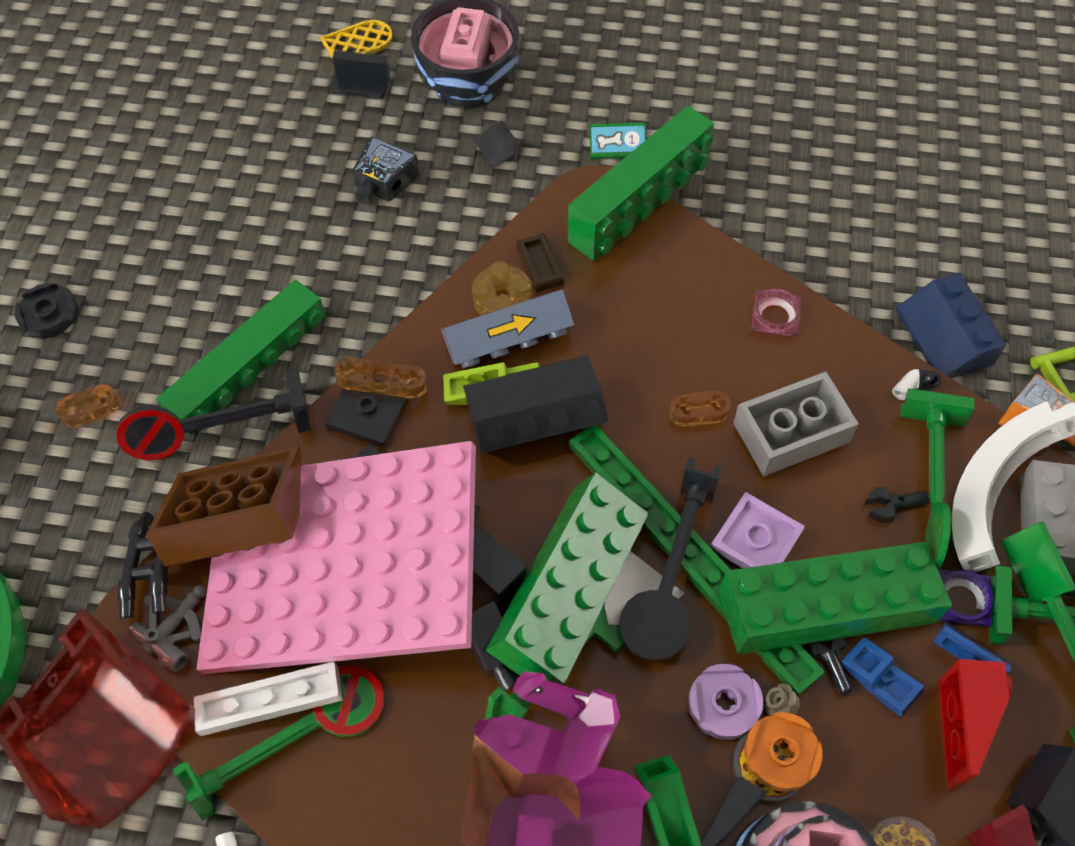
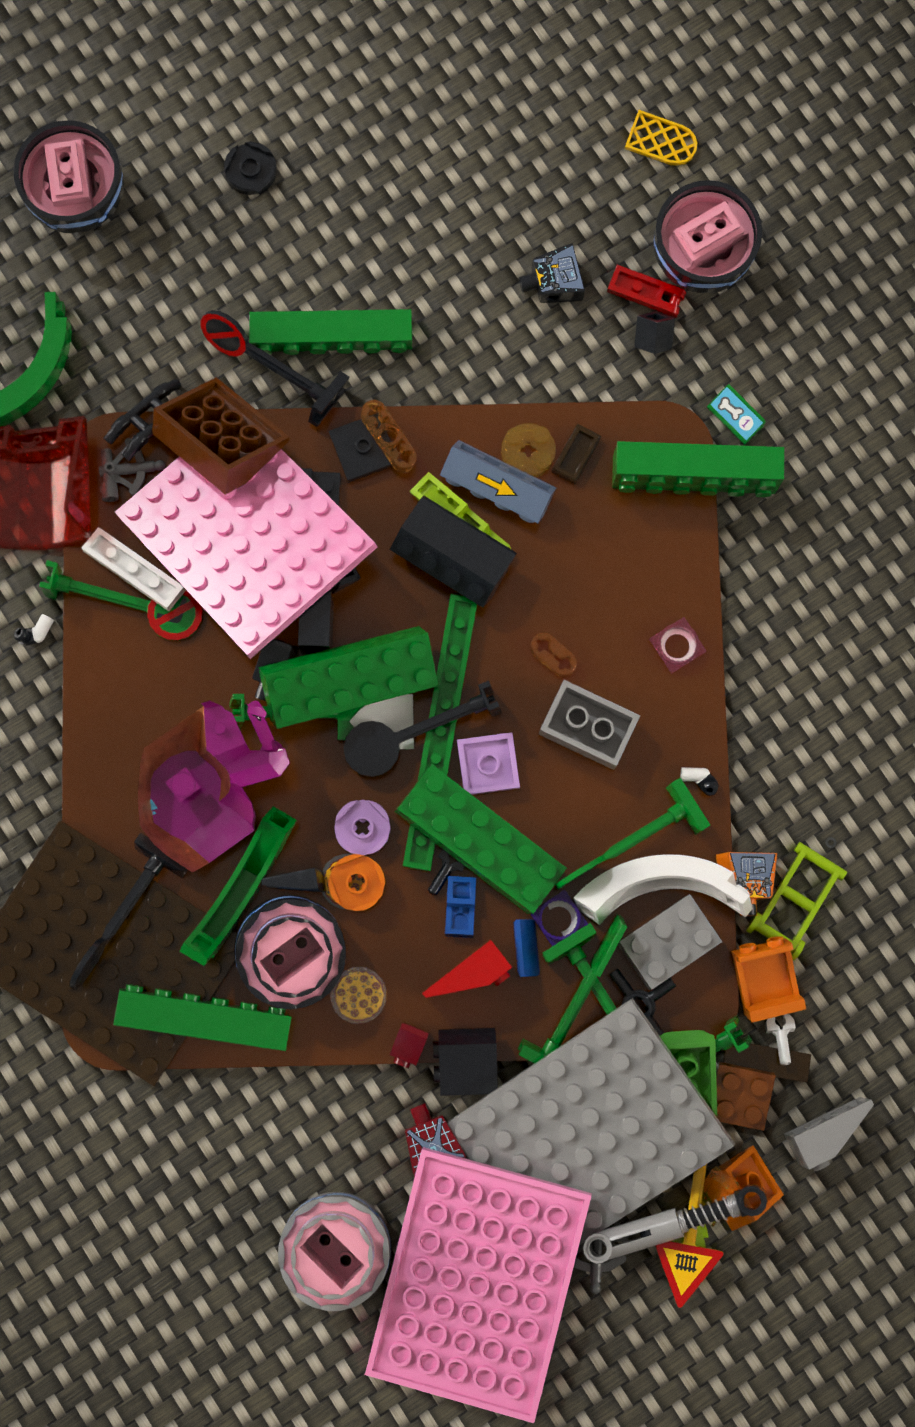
camera: 45 degrees right, 20 degrees up
(87, 405) = (209, 275): clear orange beam -> none
(360, 74) = (627, 176): black panel -> none
(457, 126) = (646, 291): none -> red plate
(788, 700) = (390, 860): dark tan plate -> none
(887, 514) = (593, 830): black bar -> none
(951, 327) = (771, 769): dark blue slope -> none

